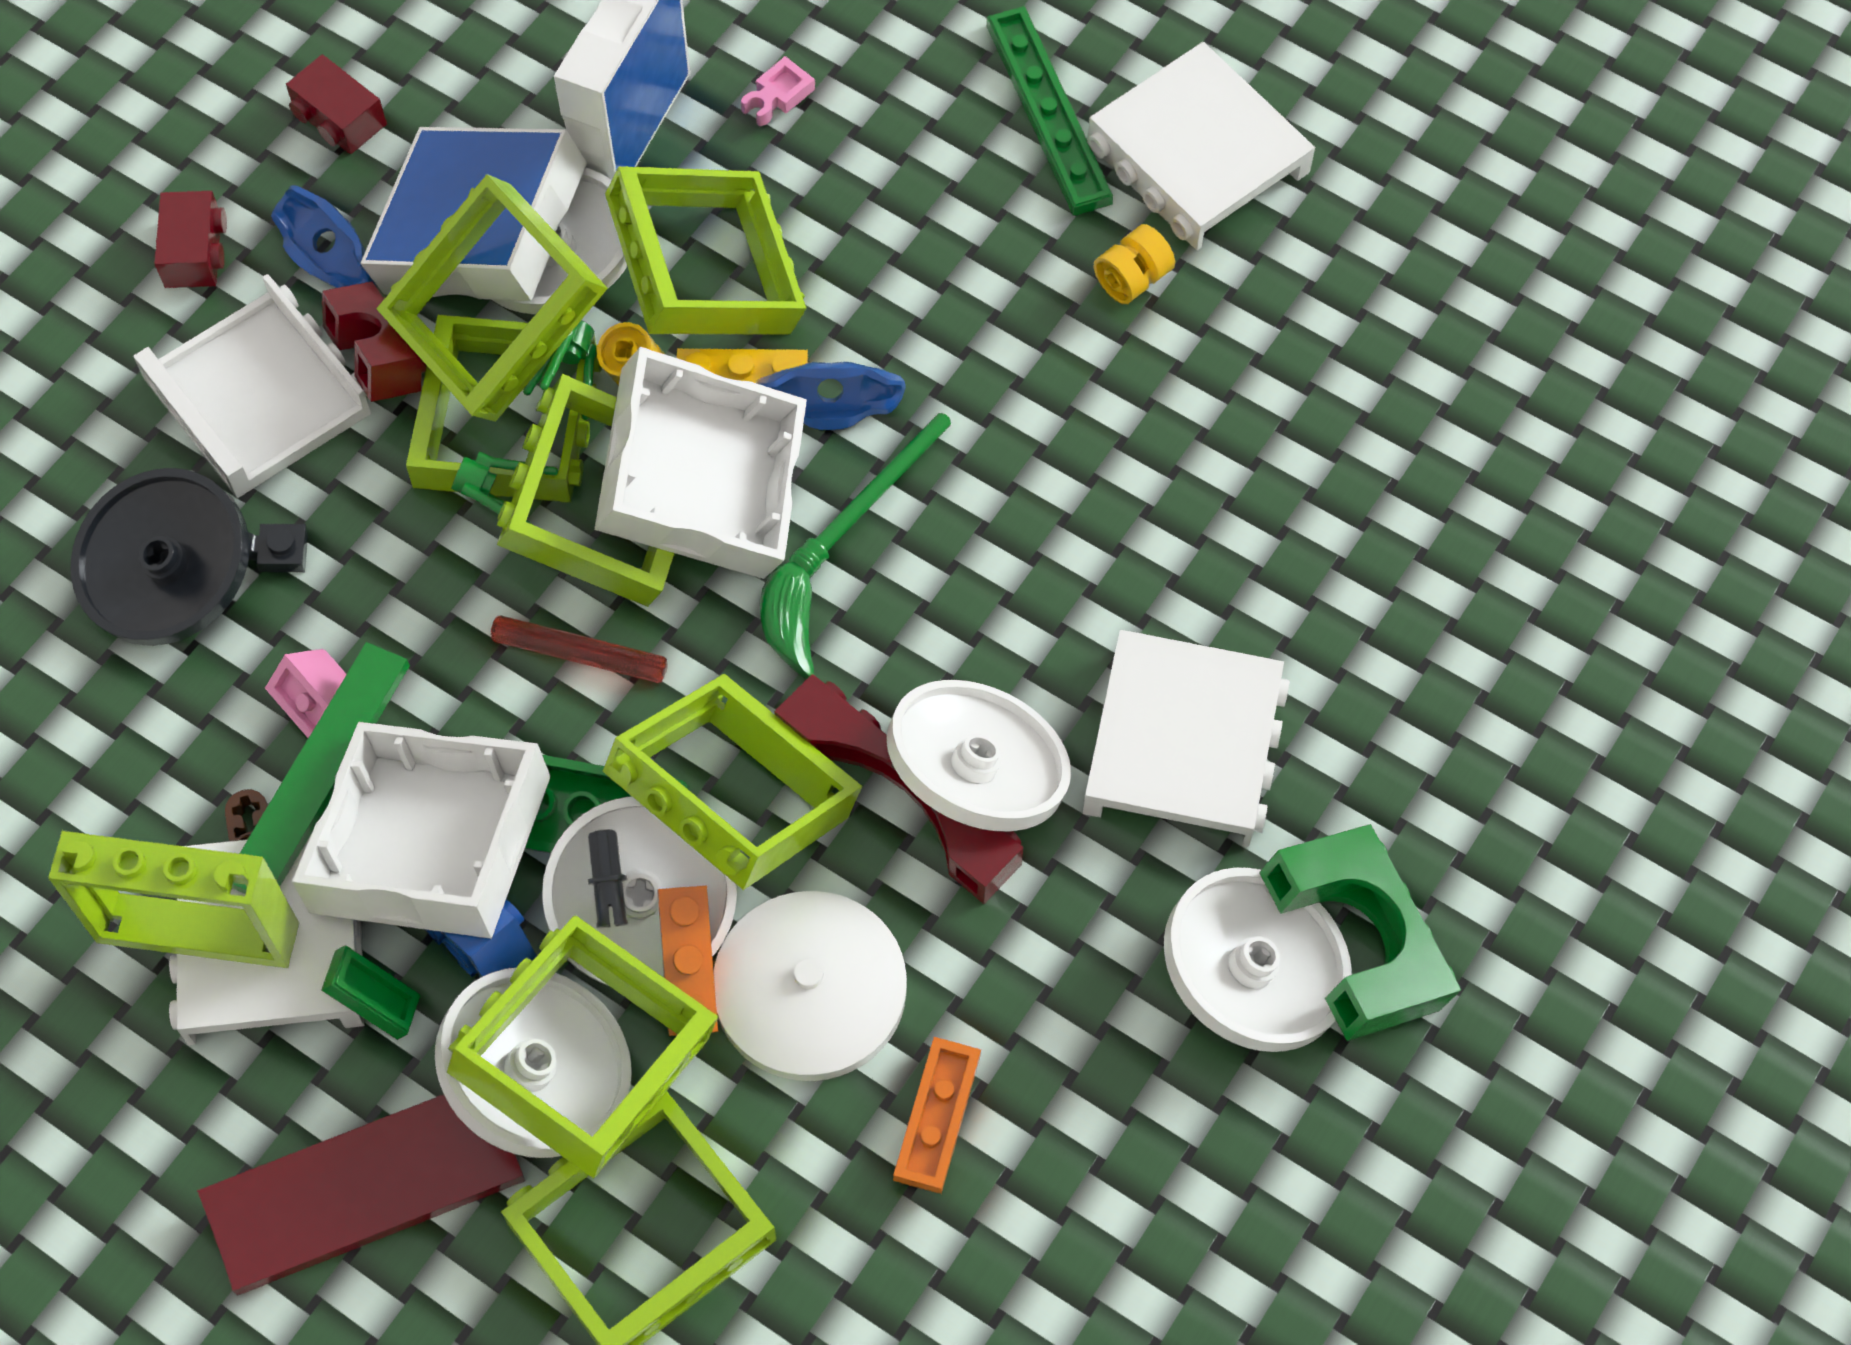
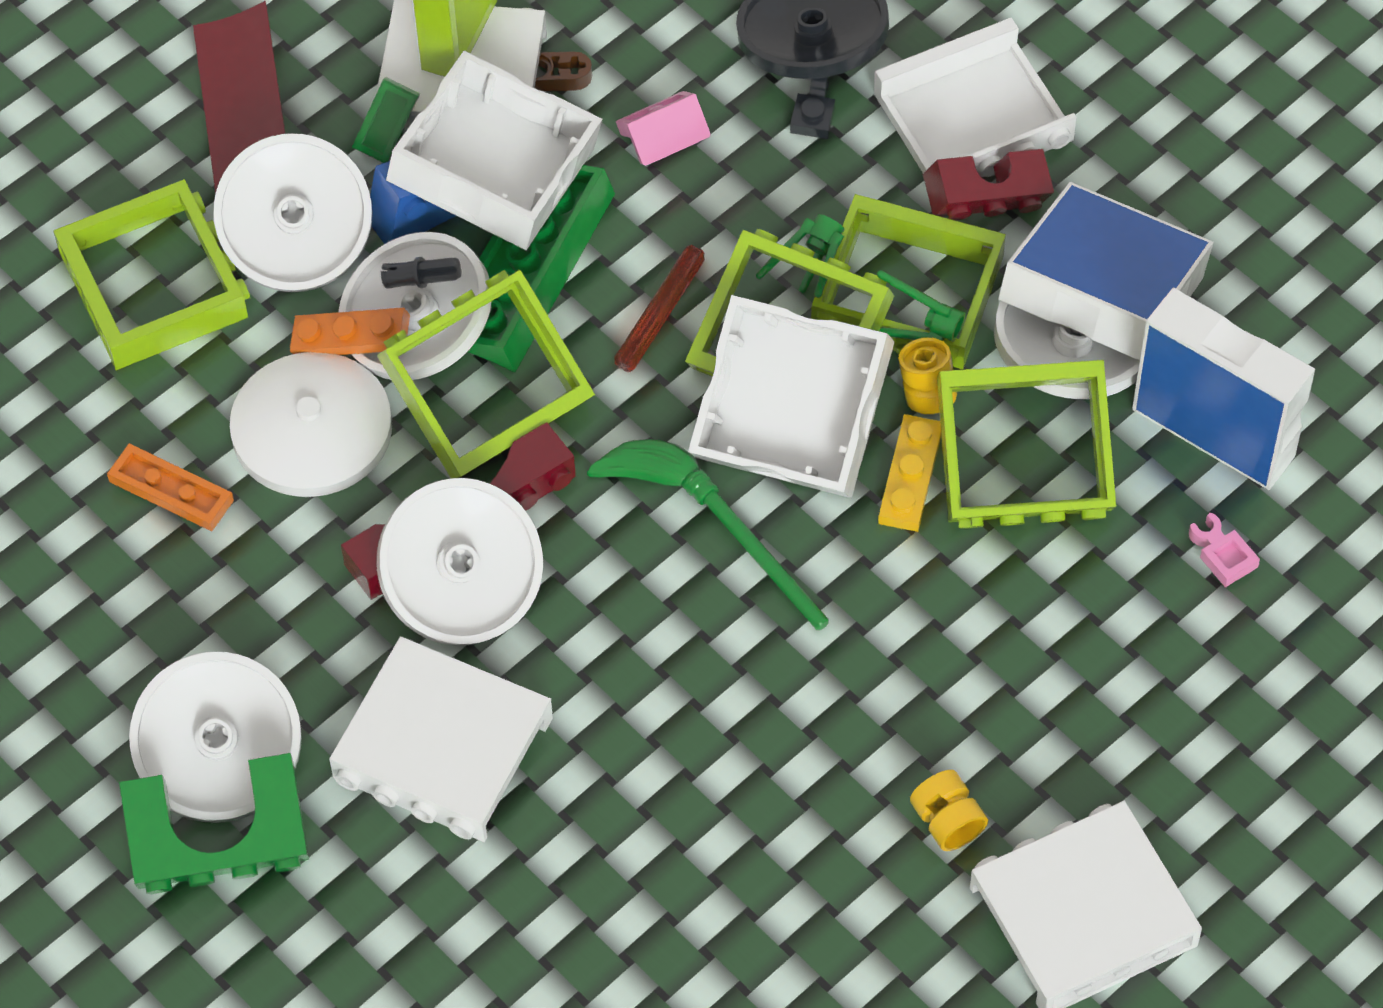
camera: 105 degrees right, 5 degrees down
(189, 239) = (1137, 74): dark red brick -> none
(302, 220) = (1131, 164): blue piece -> none
(312, 776) = (619, 123): green tile -> none
(335, 104) = (1268, 194): dark red brick -> none
(538, 338) = (908, 237): lime window -> none
(629, 978) = (322, 176): lime window -> none
(863, 394) = (862, 531): blue piece -> none
(1049, 111) = (1166, 787): green tile -> none

